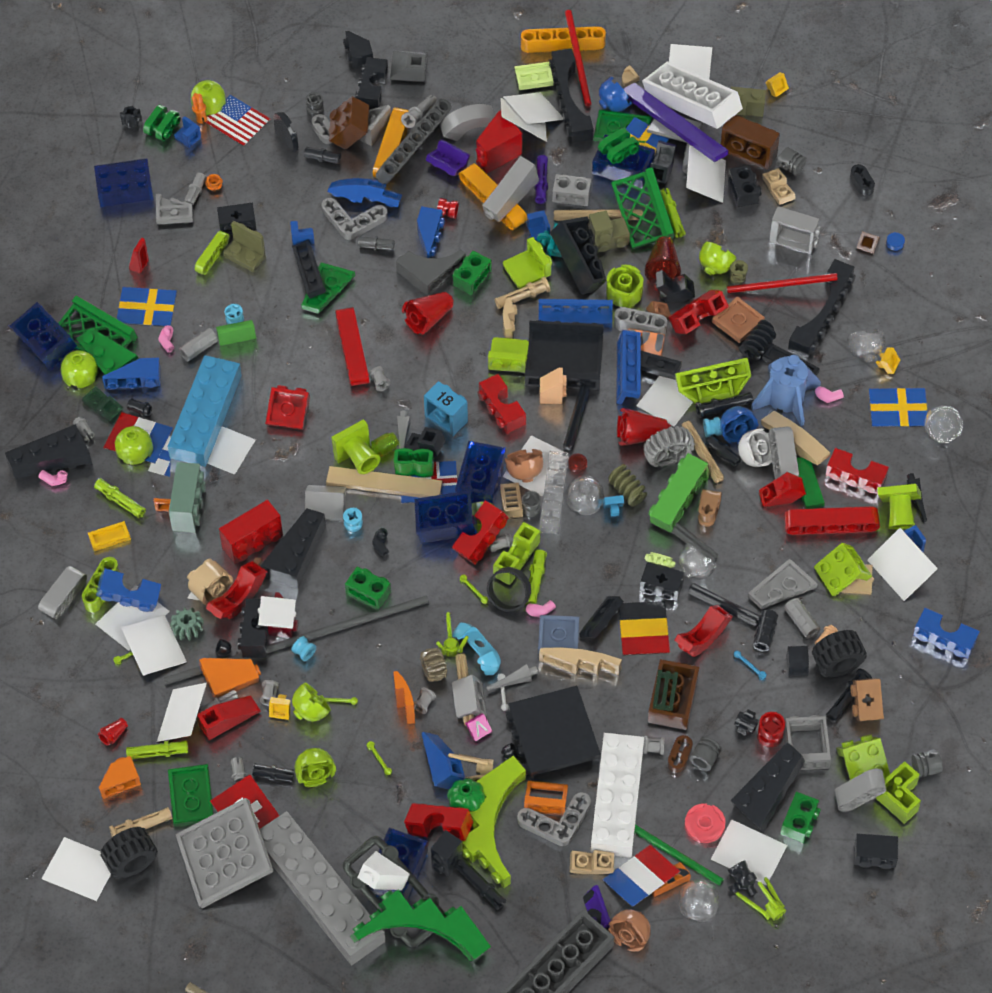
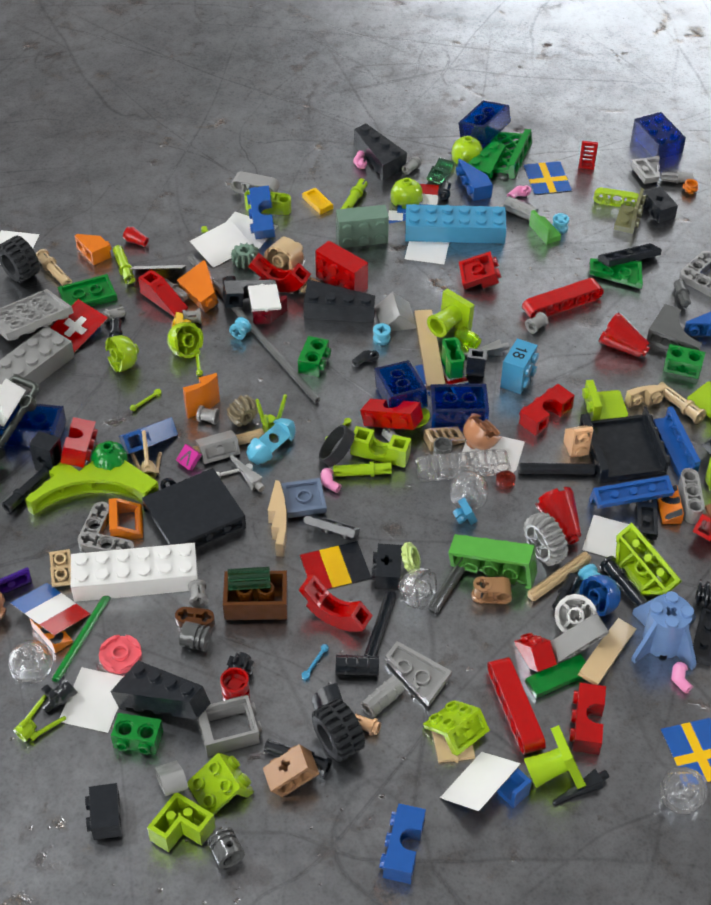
camera: 75 degrees right, 10 degrees down
(301, 235) = (665, 242): blue panel -> none
(627, 485) = (490, 518): olive piece -> none

